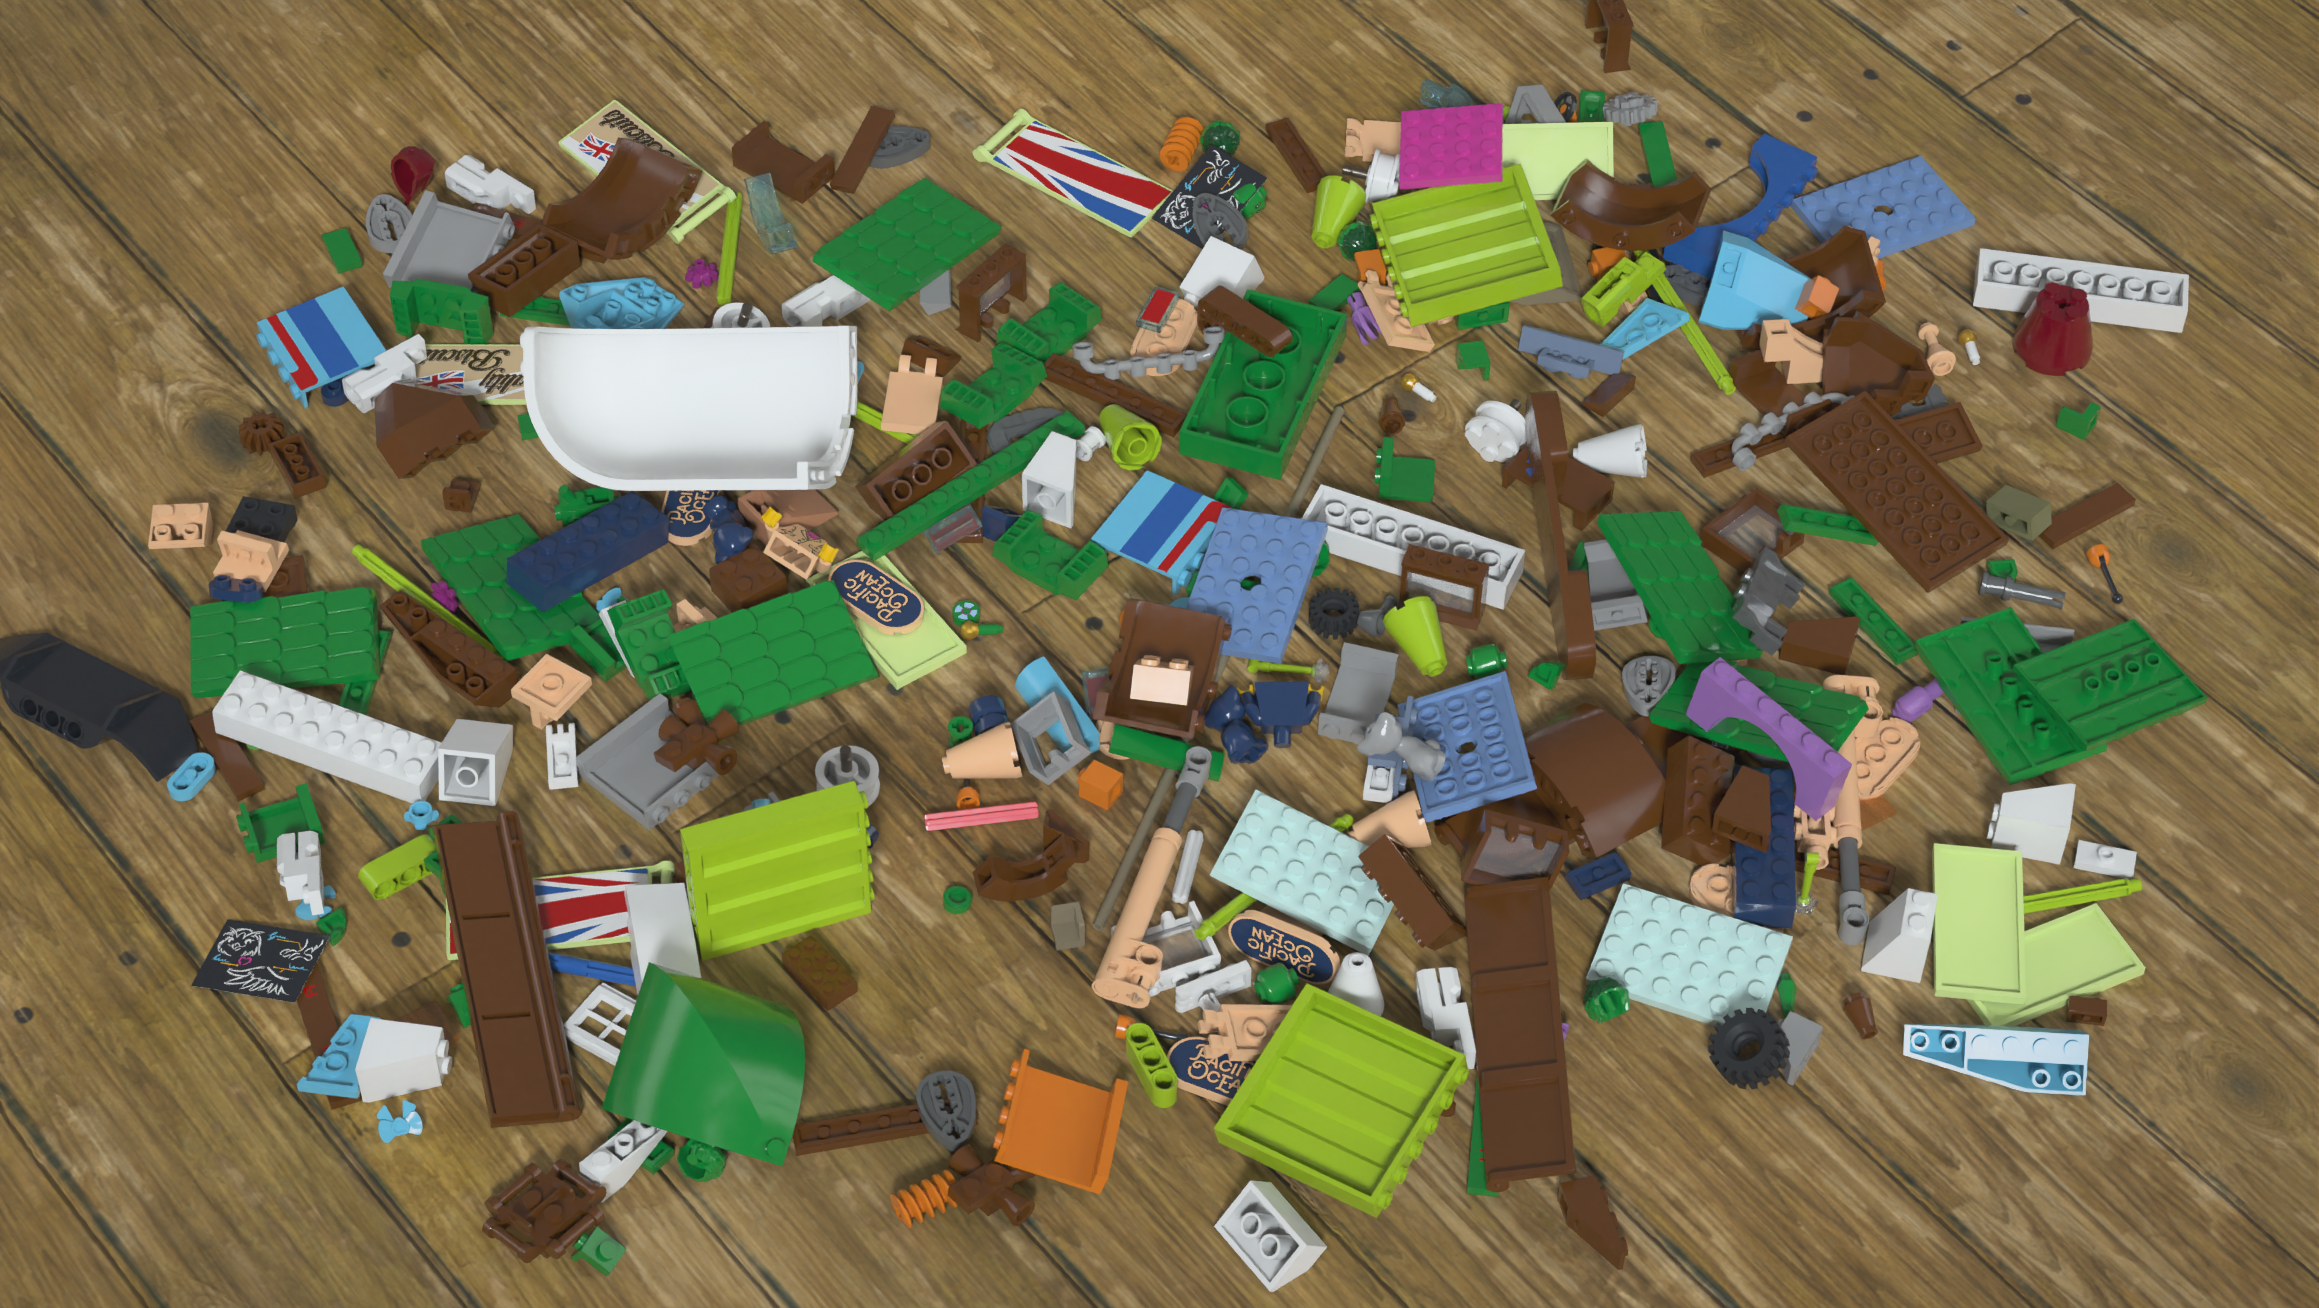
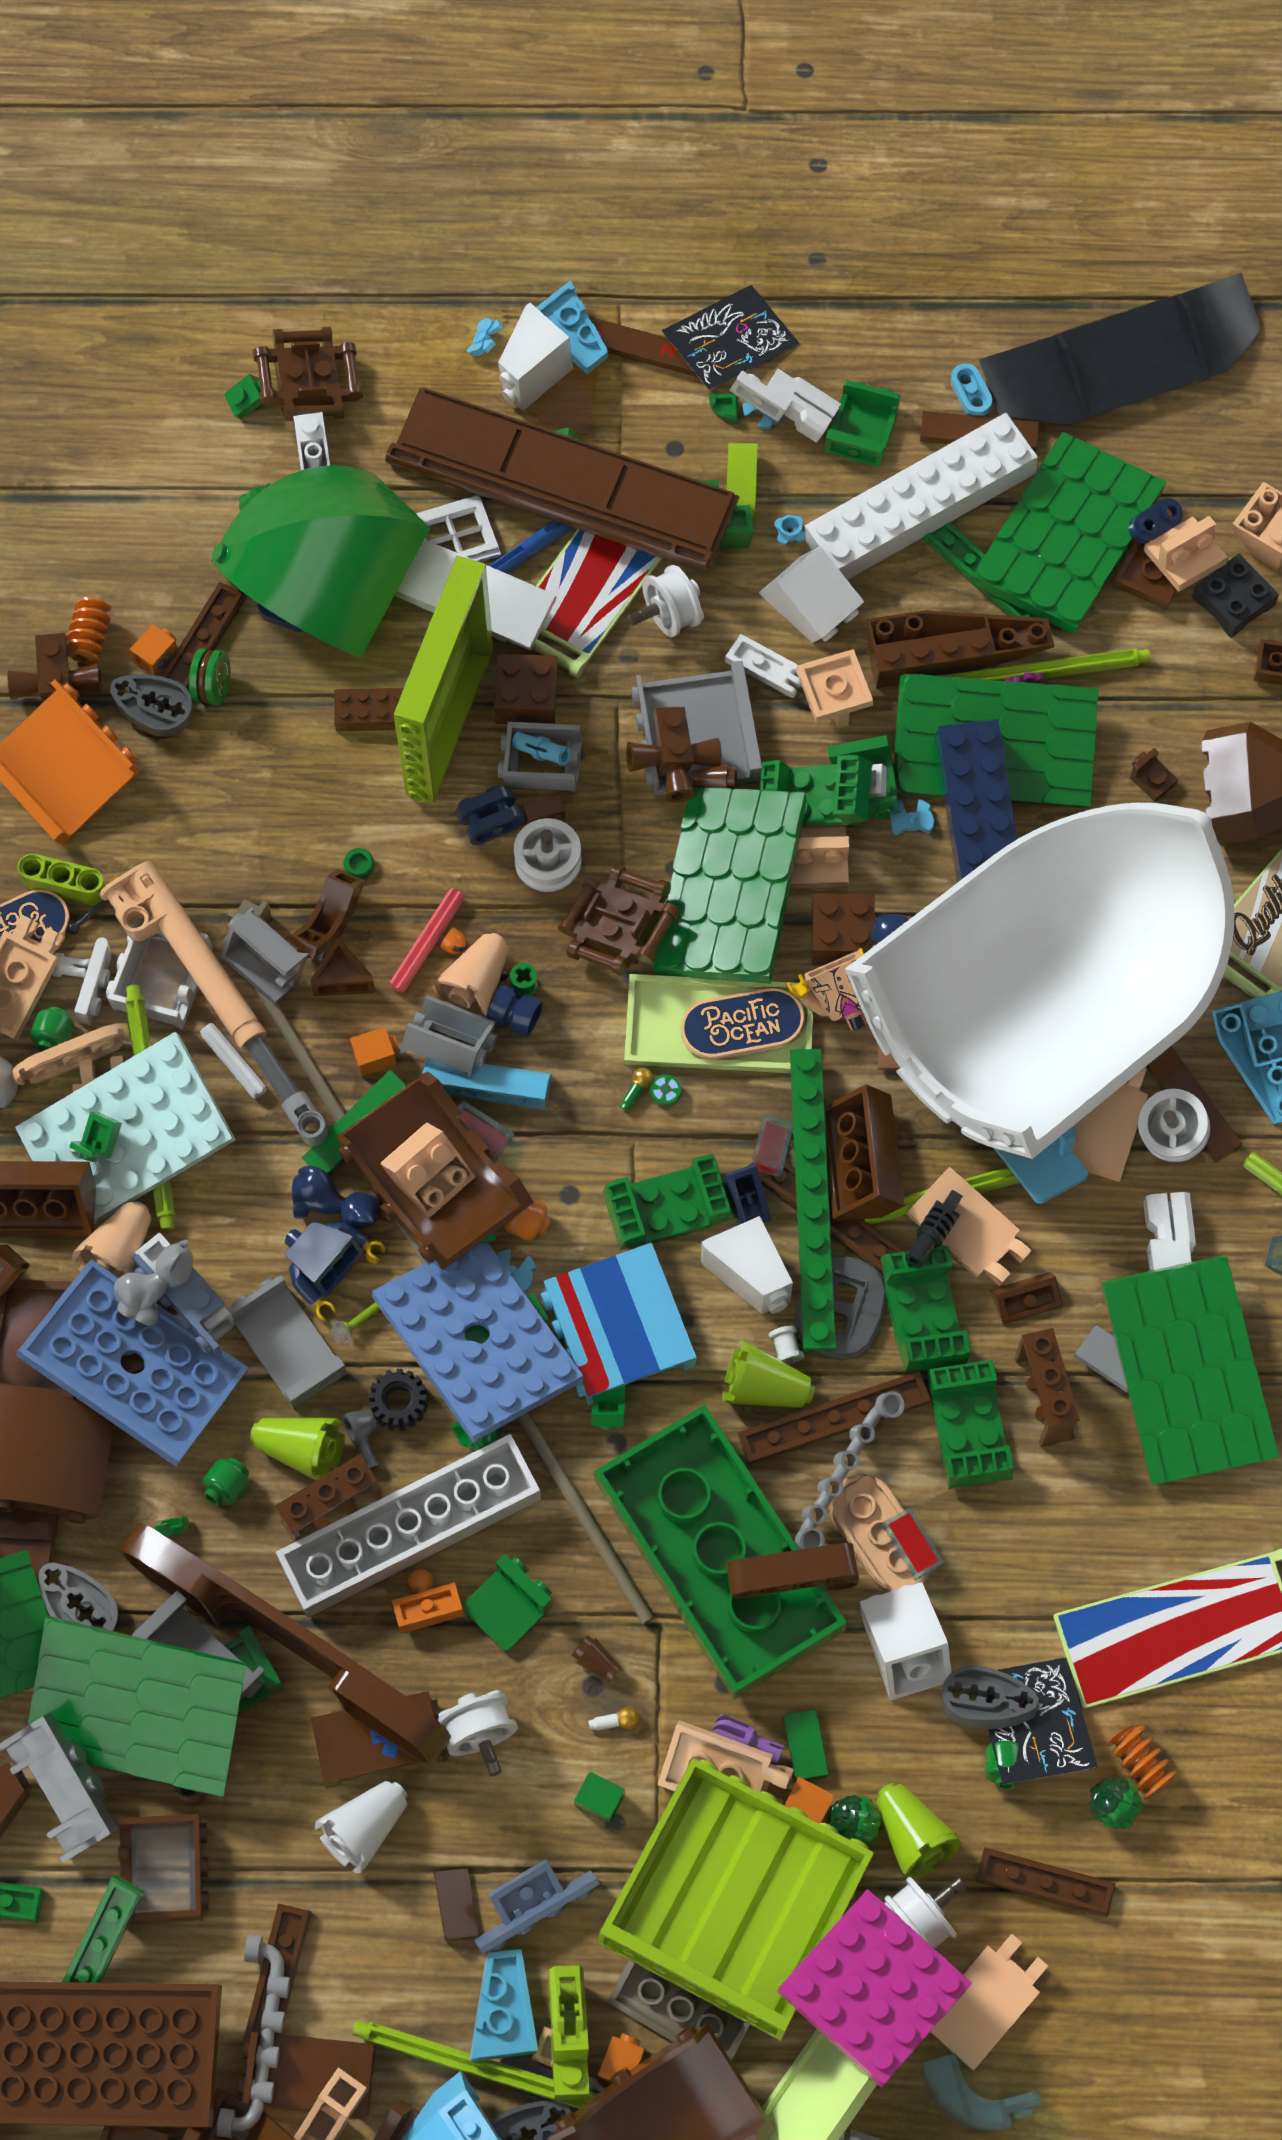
camera: 130 degrees right, 20 degrees up
(561, 829) = (670, 601): none -> white wheel
(863, 701) = (619, 921): none -> reddish brown brick
(891, 1081) = (209, 676): none -> green head
(899, 1145) = (154, 650): none -> orange brick
(922, 399) = (934, 1229): none -> black hinge
(1096, 886) = (262, 956): none -> light grey window
(1336, 865) = (98, 1137): none -> green bracket
(1450, 510) = (427, 1604): none -> orange plate

